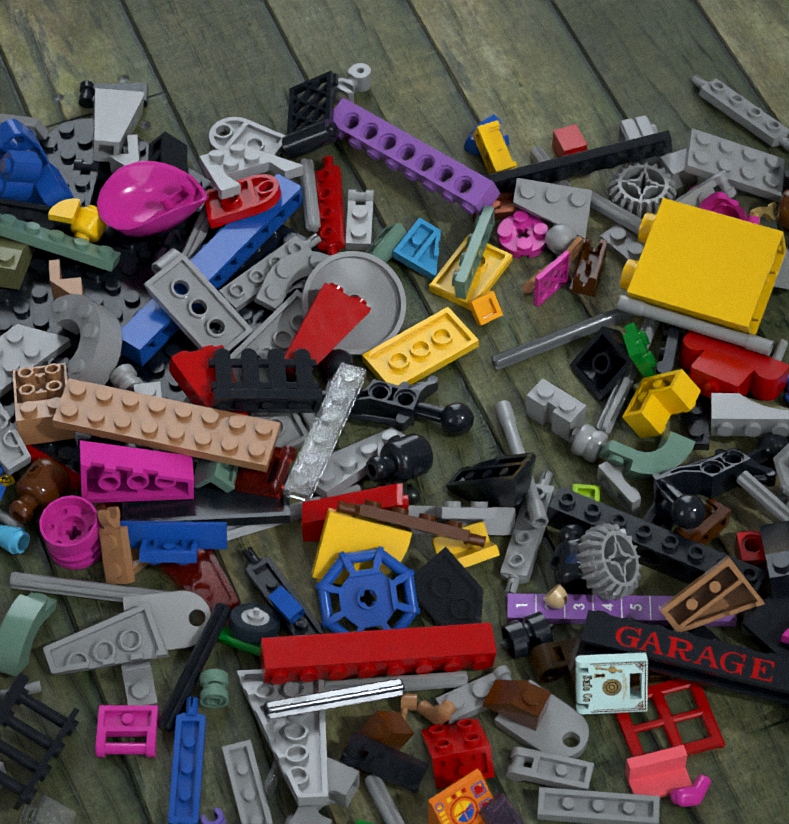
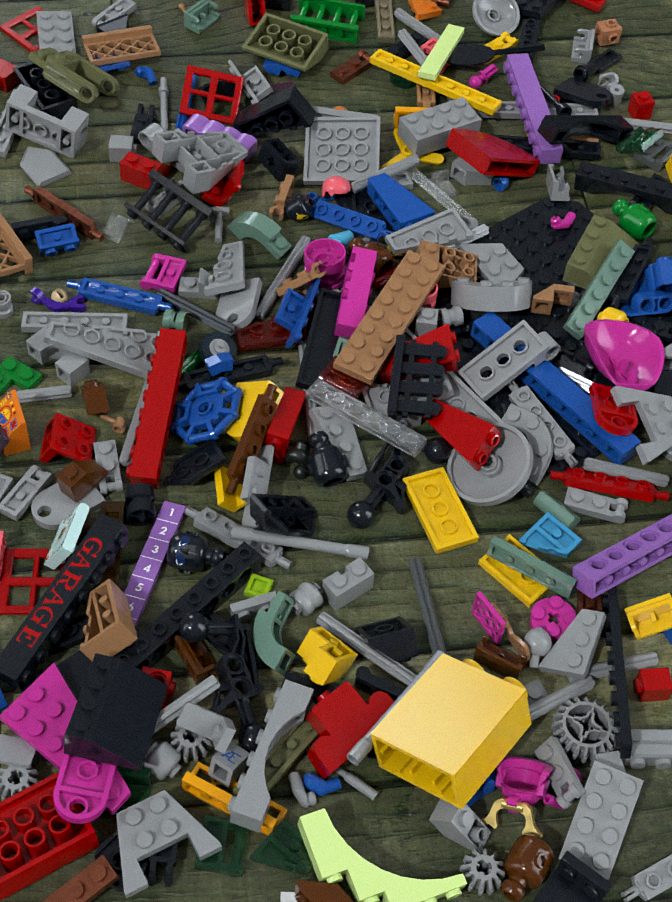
camera: 100 degrees right, 0 degrees up
(65, 211) = (620, 300): yellow tile -> none
(333, 699) = (129, 371): axle -> none
(384, 762) = (71, 389): black plate -> none
(437, 714) = (98, 435): medium nougat arm -> none
(485, 308) = (472, 565): light orange plate -> none
(556, 597) = (164, 530): tan hinge -> none
(609, 561) = (173, 581): light grey gear -> none
(636, 344) = (377, 654): green plate -> none

